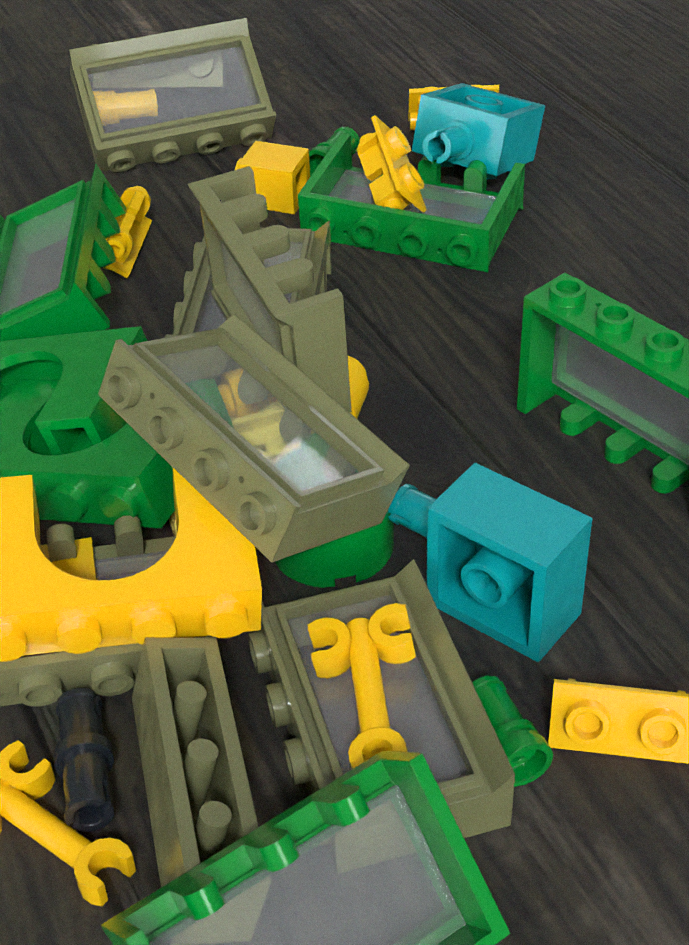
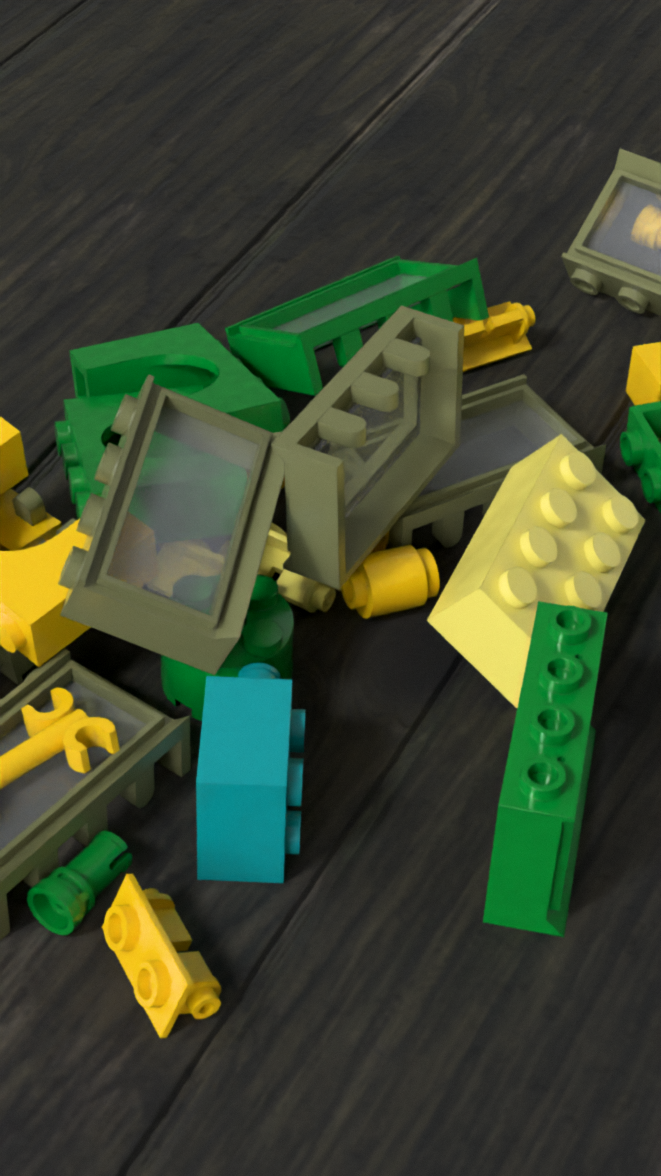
camera: 50 degrees right, 0 degrees up
(424, 307) = (546, 538): none -> light yellow brick

